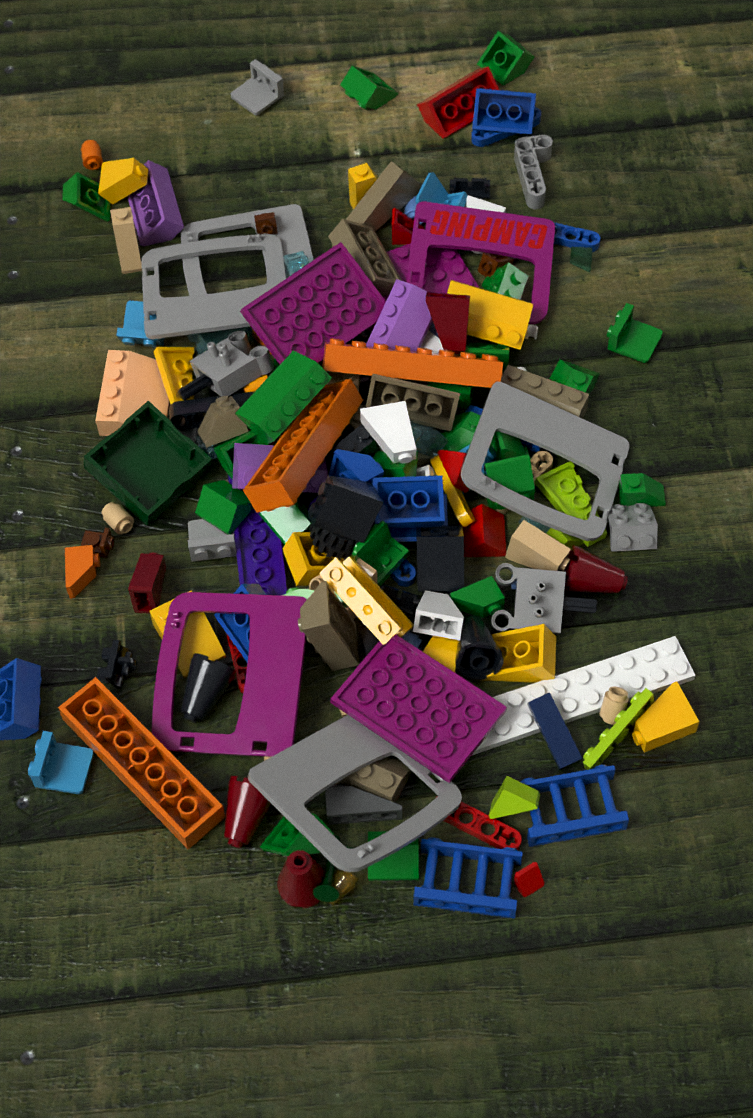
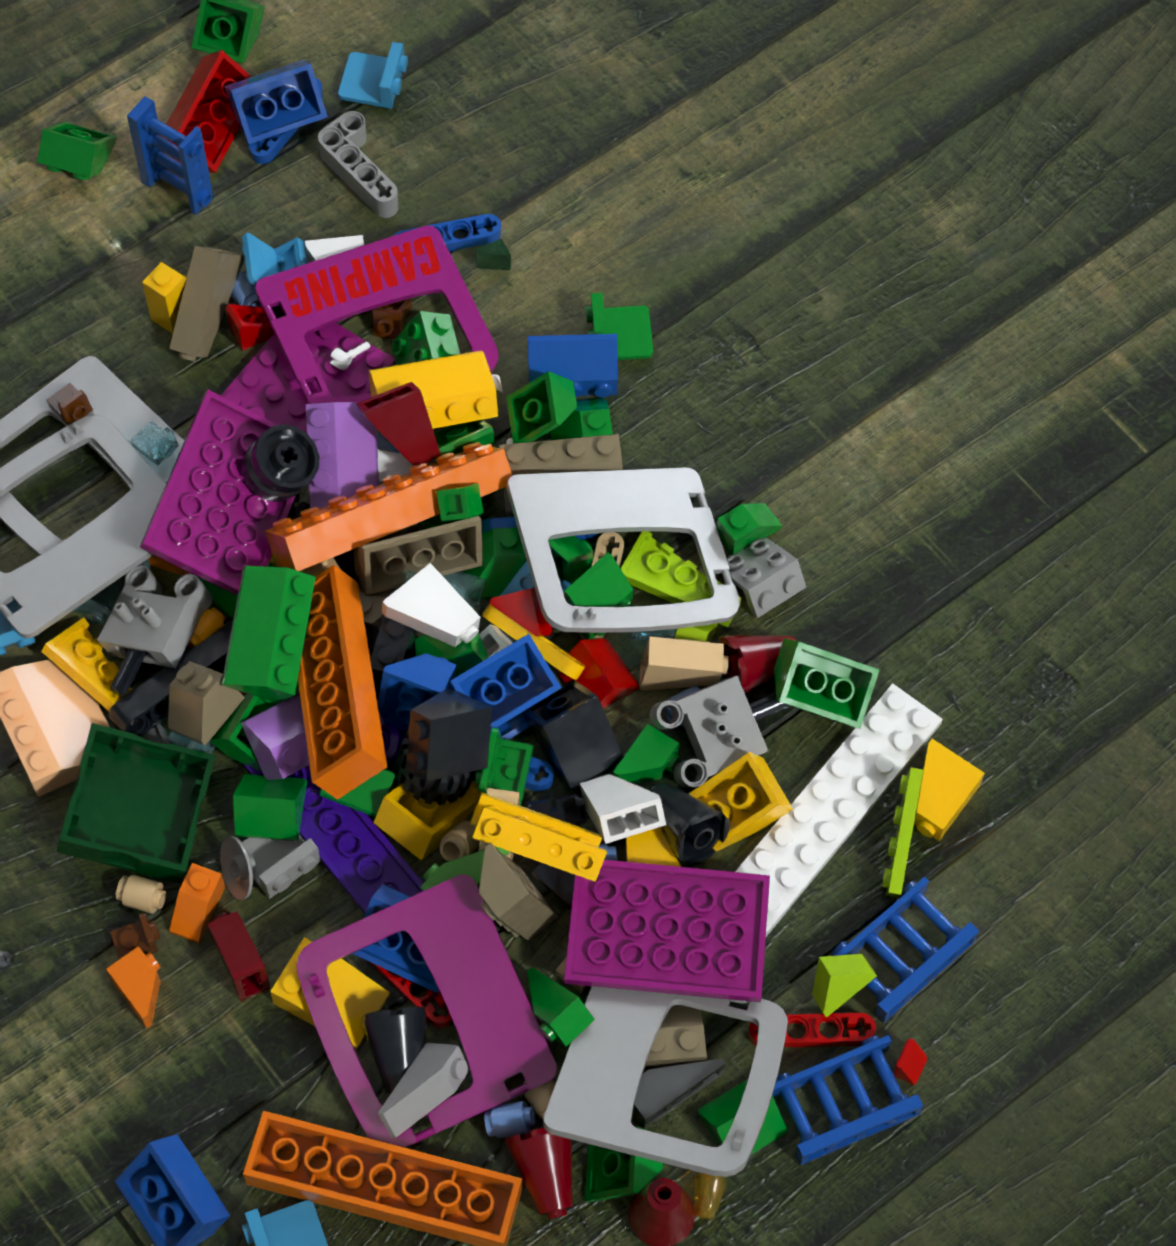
camera: 35 degrees left, 5 degrees up
(119, 664) = (273, 1076): black hips -> none
(146, 538) = (196, 902): none -> orange slope
(183, 531) = (237, 867): none -> light grey dish
(200, 717) = (425, 1085): none -> light grey slope
(239, 766) = (509, 1119): none -> medium blue brick
(311, 714) = (557, 1009): none -> green slope
(326, 891) = (702, 1207): dark green piece -> none
(358, 305) = (280, 463): none -> black wheel
(368, 253) = (215, 370): dark tan slope -> none
(414, 108) = (154, 163): none -> blue fence
(445, 273) = (343, 360): none -> white hand
(455, 380) = (460, 502): none -> green panel
(477, 188) = (301, 225): black hinge -> none
(550, 353) = (540, 406): none -> green slope
(554, 731) = (832, 872): dark blue tile -> none
(575, 125) = (374, 78): none -> dark azure bracket
(588, 341) = (584, 359): none -> blue slope
(613, 702) = (879, 805): tan brick -> none
(624, 608) = (823, 682): none -> green slope

